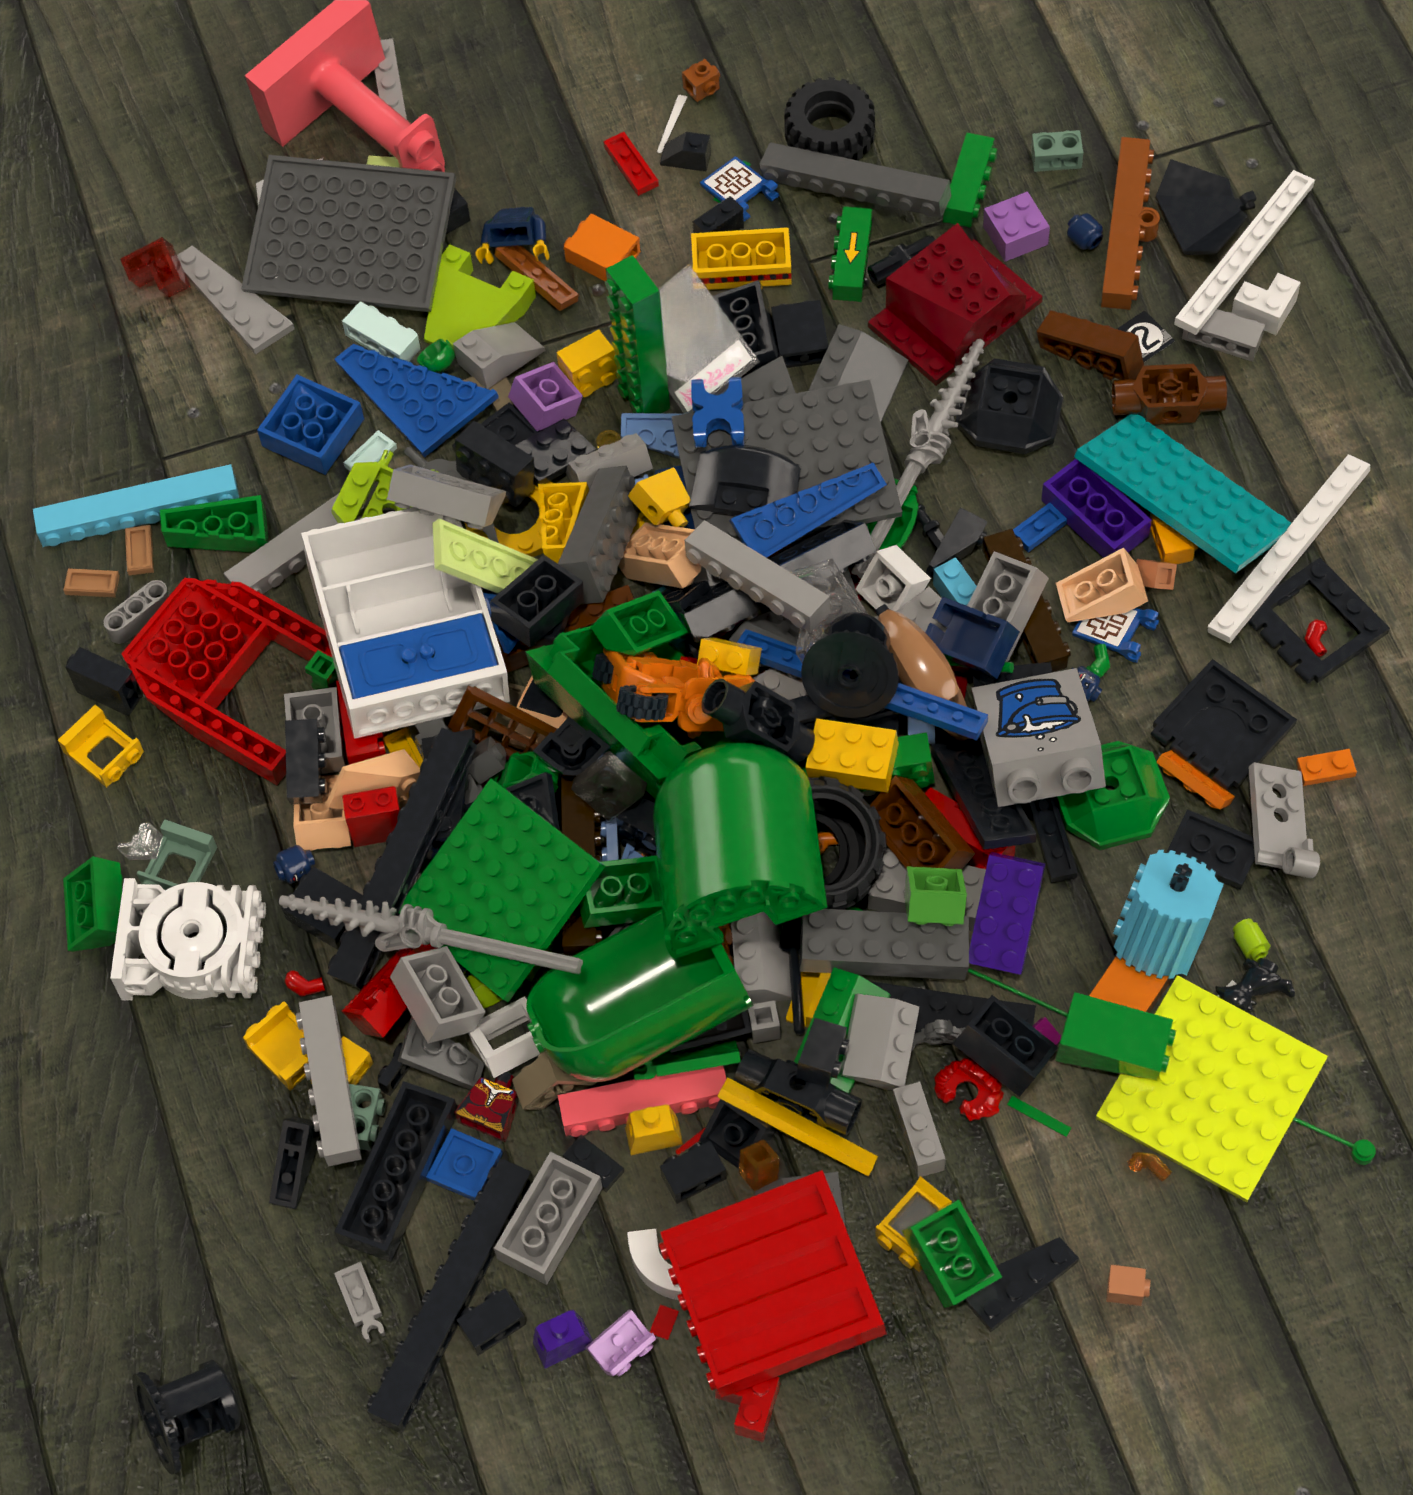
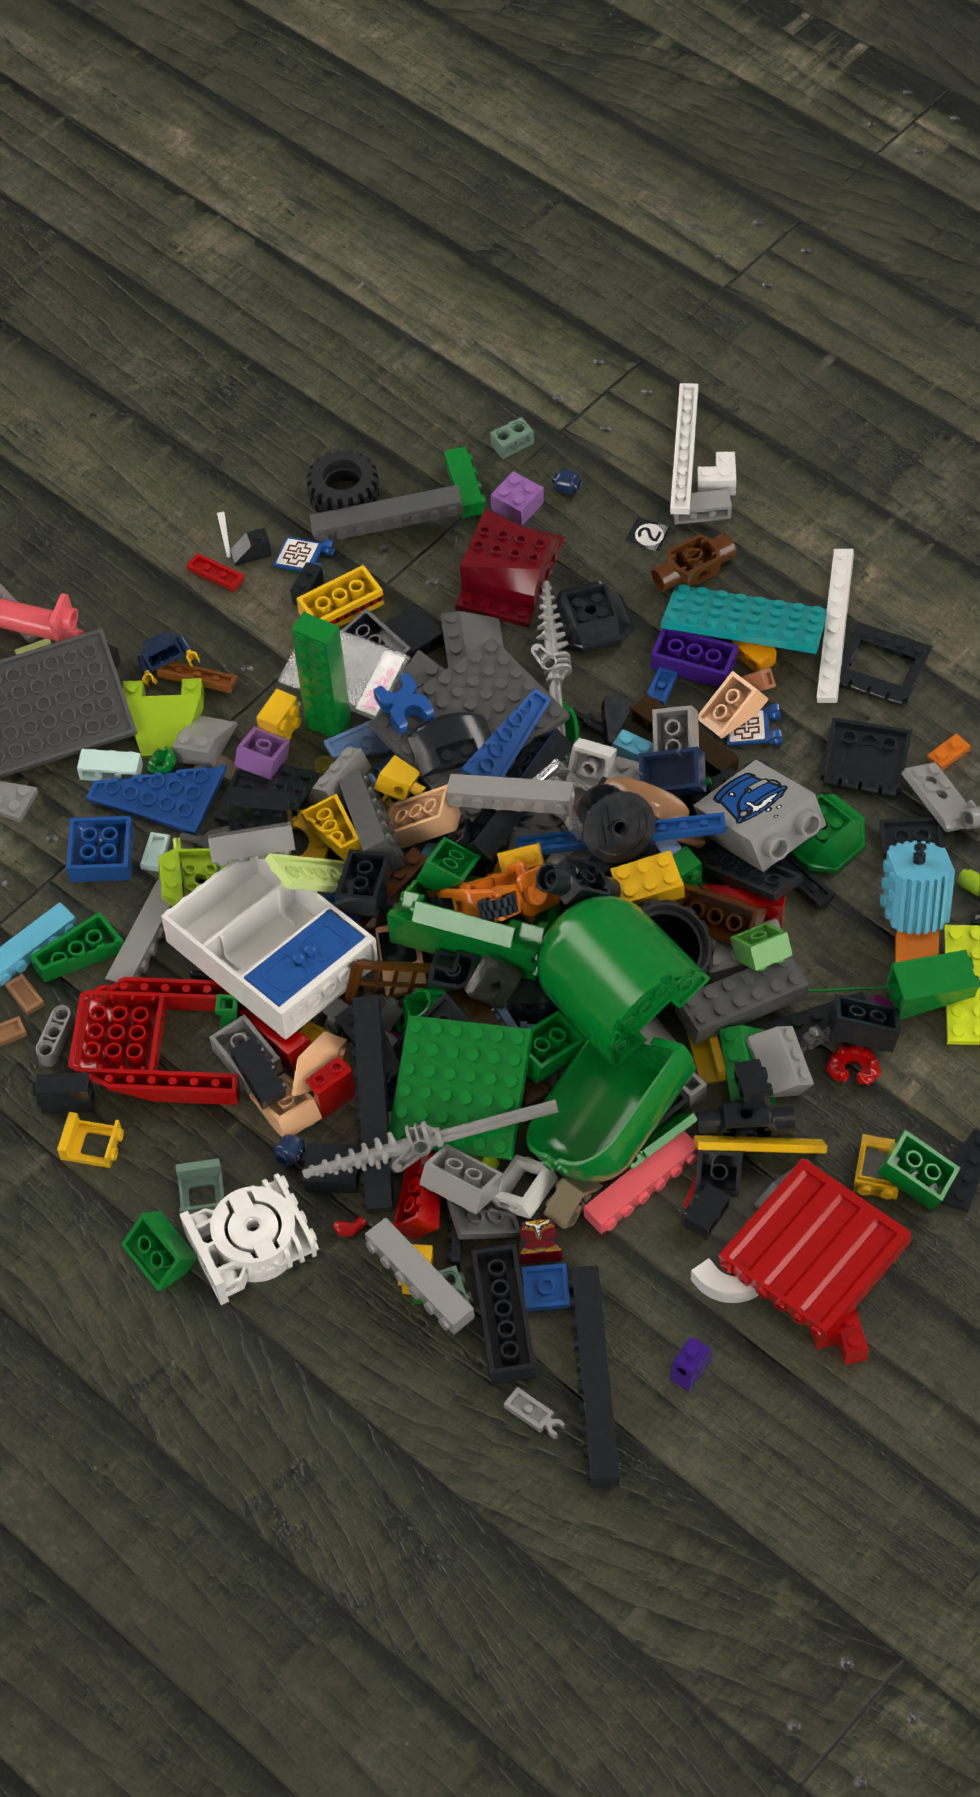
camera: 30 degrees left, 5 degrees down
(143, 845) = (167, 1192): clear panel -> none
(185, 1410) = (458, 1553): black piece -> none
(278, 1045) = (362, 1275): yellow panel -> none
(293, 1161) = (424, 1347): black slope -> none
(490, 1321) = (634, 1378): black brick -> none
(548, 1218) = (630, 1290): light grey brick -> none
(593, 1159) = (633, 1241): black plate -> none
(599, 246) = (233, 638): orange brick -> none
(621, 1344) = (733, 1346): lavender bracket -> none
(652, 1129) = (664, 1194): yellow torso -> none
(664, 1322) = (749, 1319): red sticker -> none
(701, 80) = (230, 495): dark orange brick -> none
(759, 1165) = (750, 1182): clear orange brick -> none
(790, 943) = (675, 1029): black piece -> none
(852, 254) = (414, 565): green brick -> none
(896, 258) = (452, 554): black piece -> none
(918, 1129) = (839, 1107): light grey brick -> none
(1006, 913) = (811, 936): dark purple brick -> none
(1039, 1116) = (908, 1061): green sticker -> none
(1092, 345) = (621, 553): reddish brown wedge -> none
(1102, 663) = (761, 754): green arm -> none
(1129, 223) = (591, 464): dark orange hinge -> none
(1195, 780) = (871, 800): orange plate -> none
(1200, 208) = (634, 434): black panel -> none
(1313, 635) = (887, 674): red arm -> none

